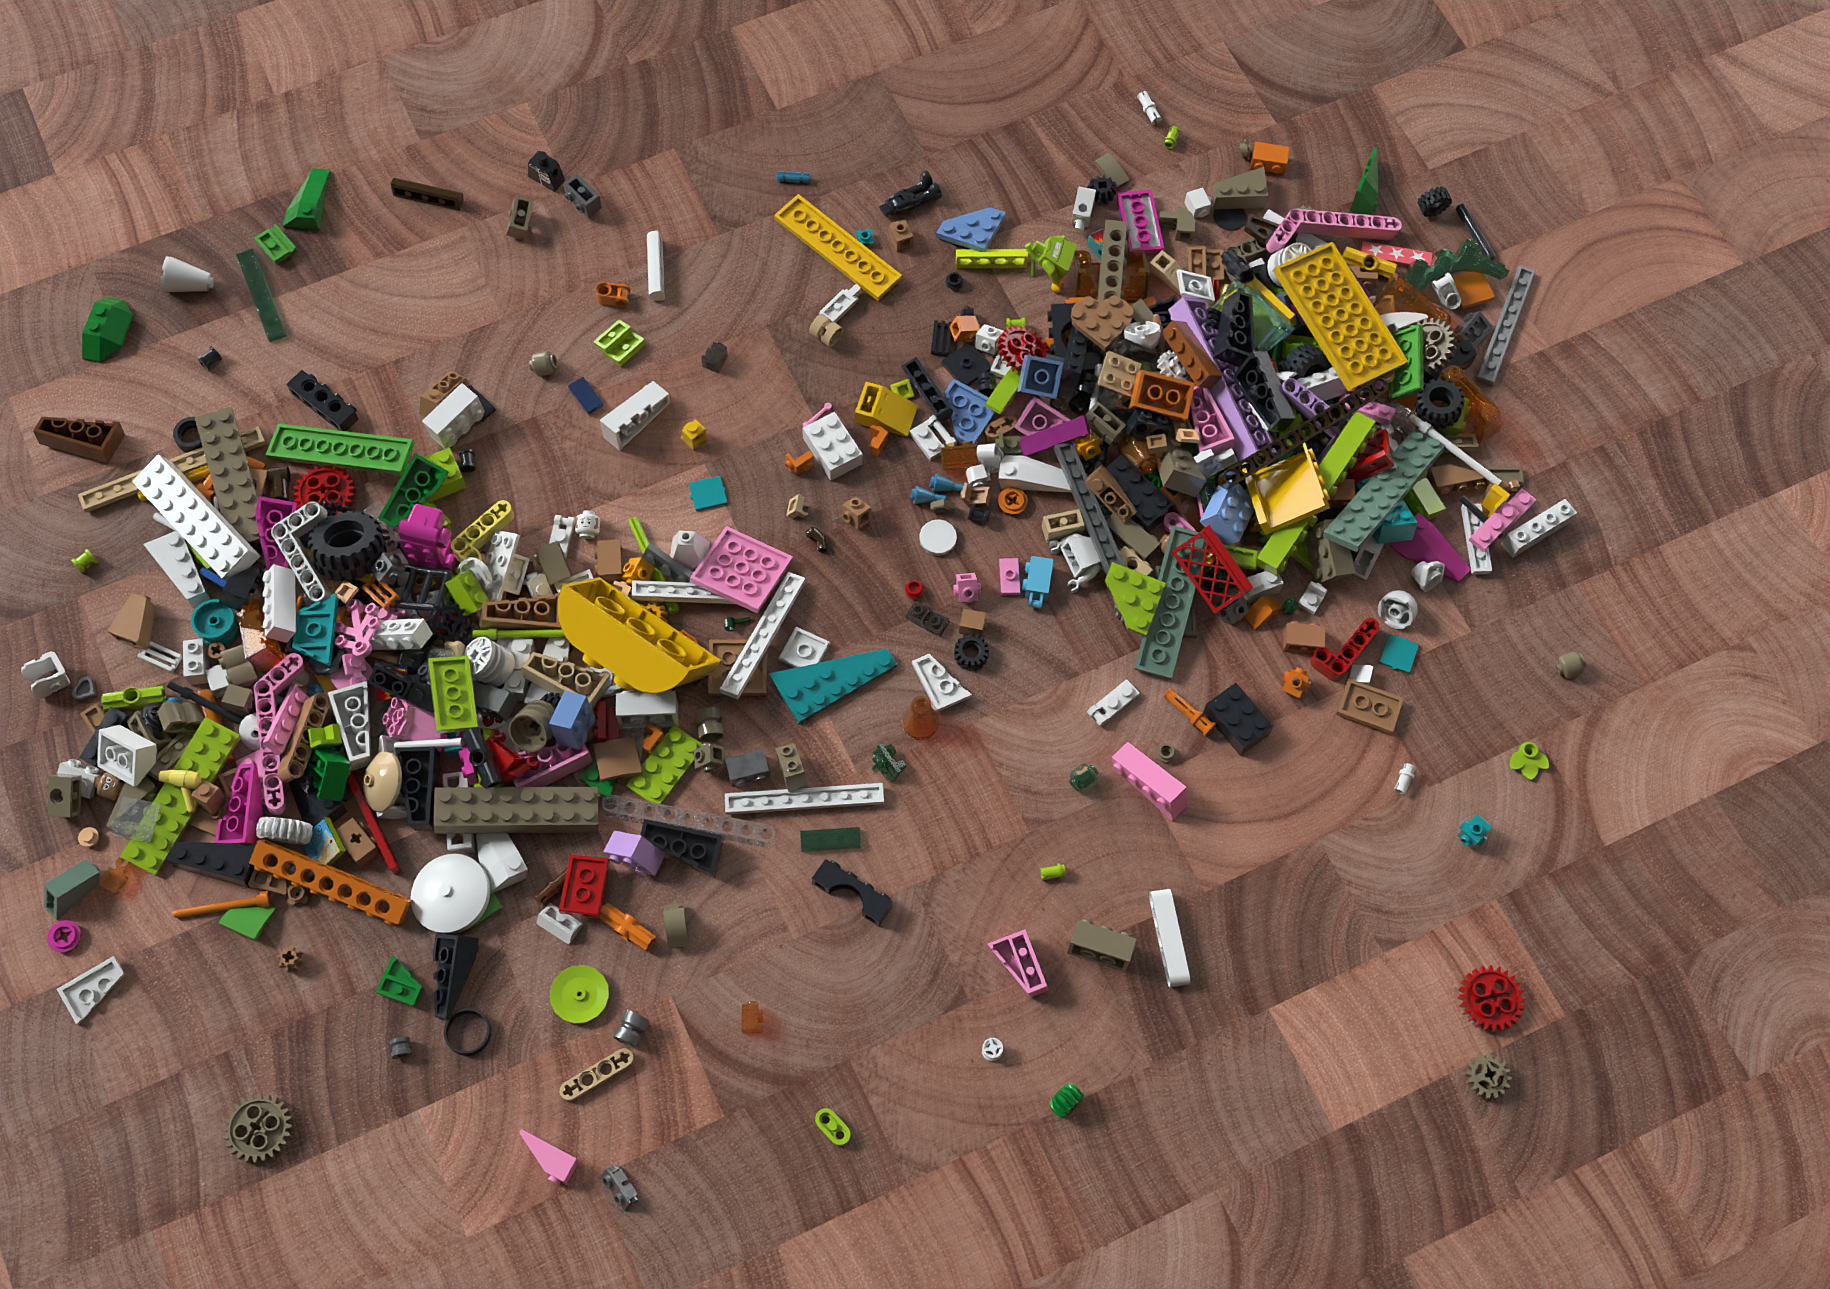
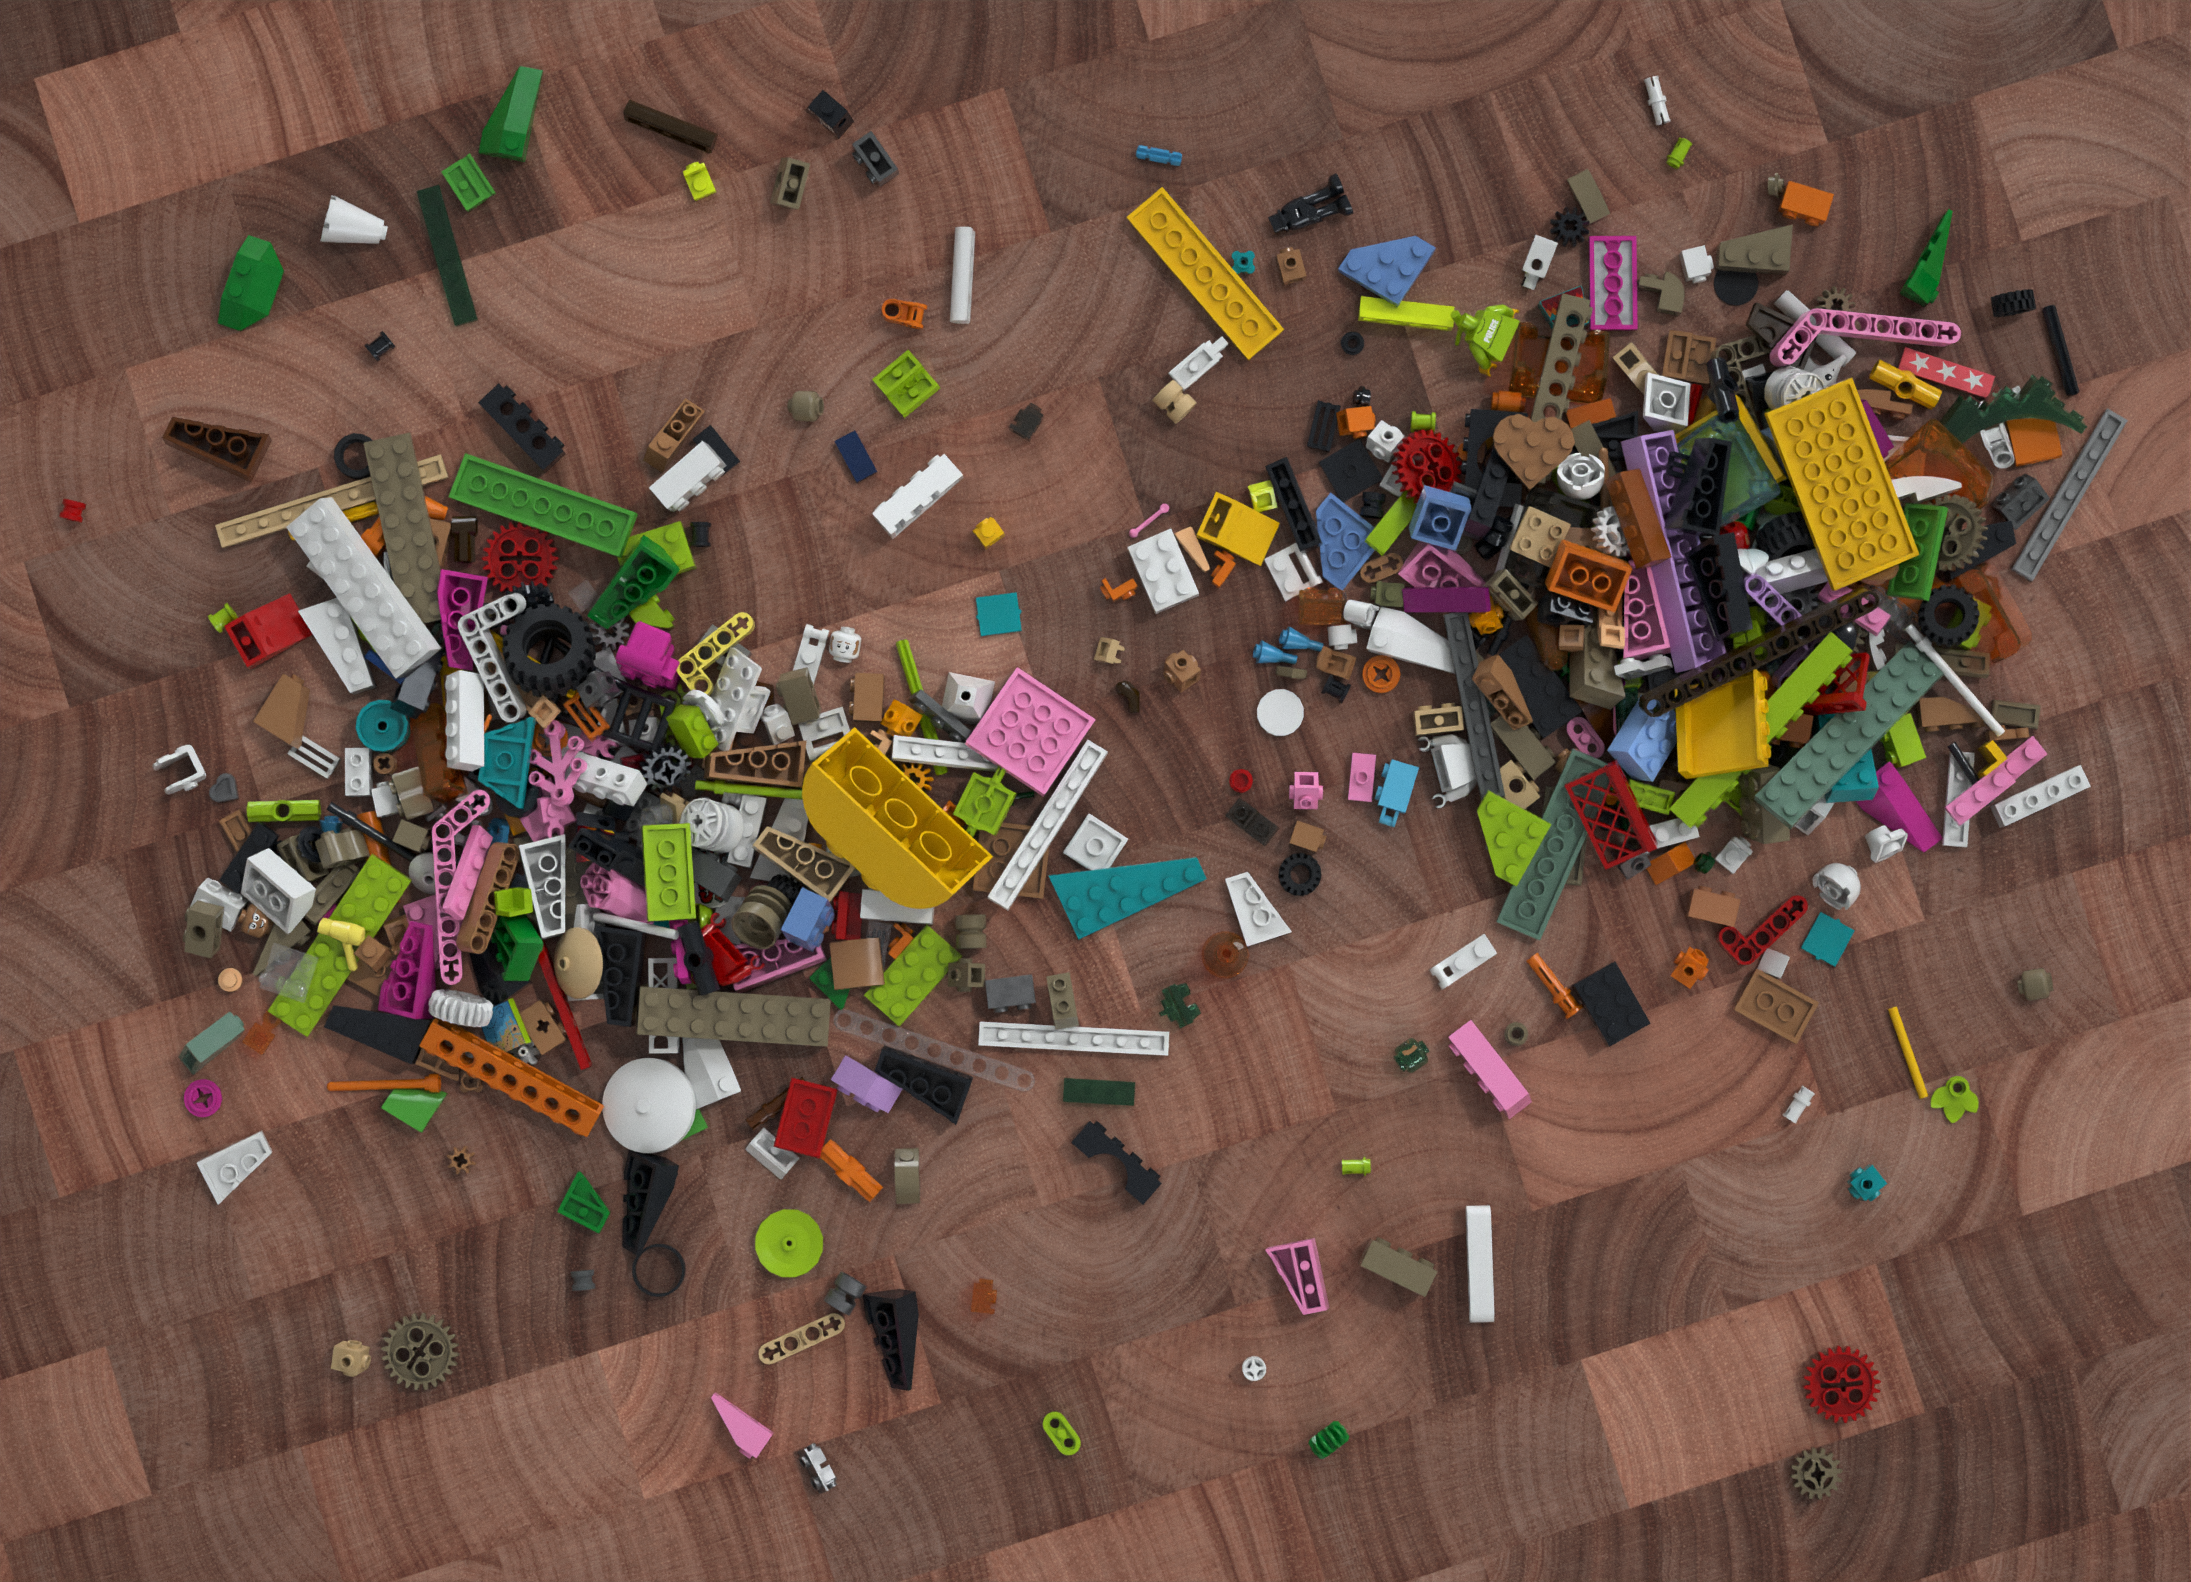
camera: 10 degrees right, 20 degrees up
(120, 565) = (268, 631): none -> red slope
(194, 1140) = (350, 1357): none -> tan brick
(345, 864) = (529, 1054): none -> white plant
(450, 225) = (698, 180): none -> neon yellow bracket
(677, 1052) = (895, 1323): none -> black wedge
(711, 623) = (985, 803): none -> lime plate
(854, 428) = (1191, 545): none -> light nougat slope
(1482, 730) = (1908, 1053): none -> yellow bar

